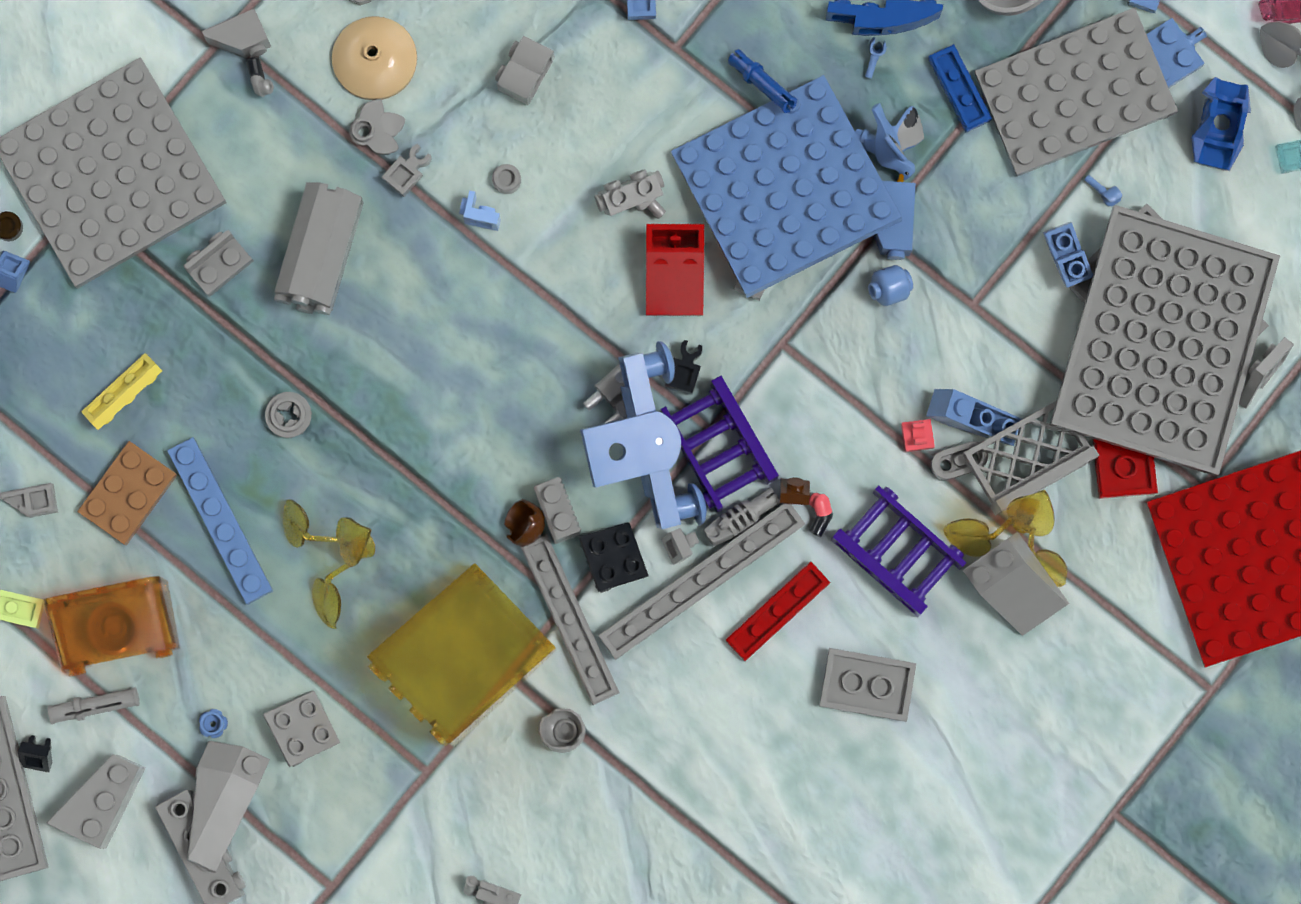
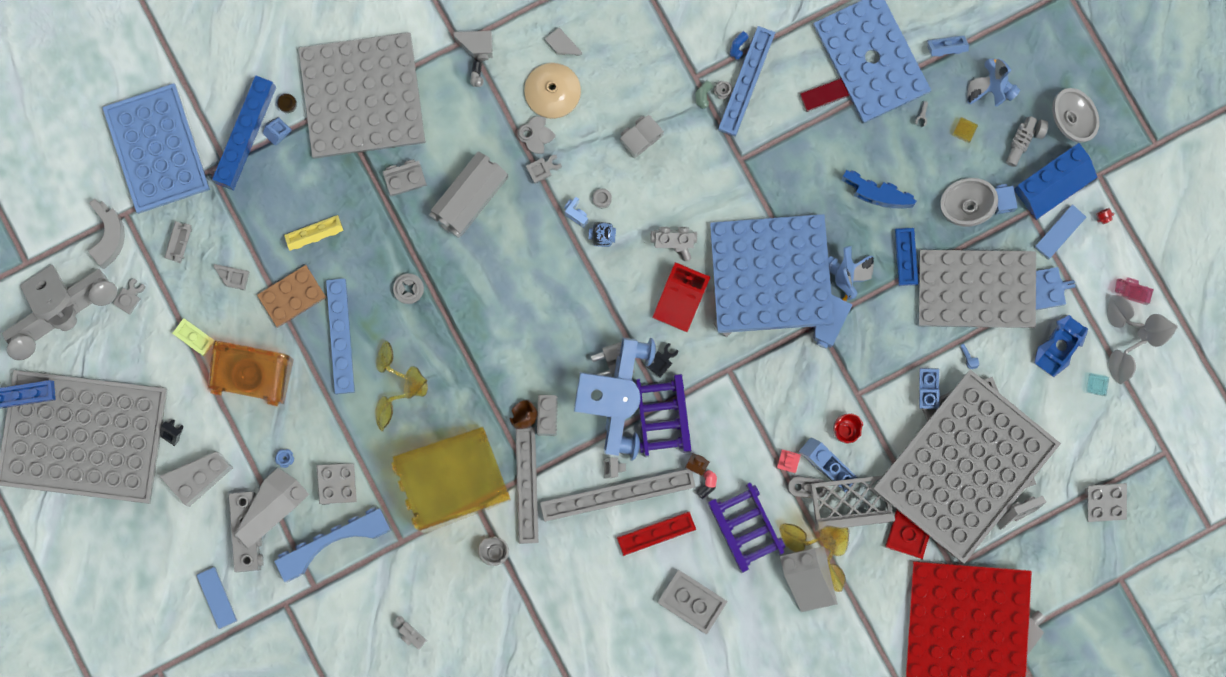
camera: 25 degrees right, 0 degrees up
(81, 708) = (209, 415): light grey pin -> none
(292, 862) = (296, 563): none -> medium blue arch
(528, 228) = (602, 234): none -> head
(613, 557) = (569, 458): black hinge -> none
(740, 517) = (657, 466): light grey hinge -> none
(754, 74) = (781, 195): blue pin -> none
(874, 57) = (862, 214): medium blue hand -> none
(890, 285) = (810, 361): medium blue head -> none
(980, 355) = (848, 428): none -> red hair

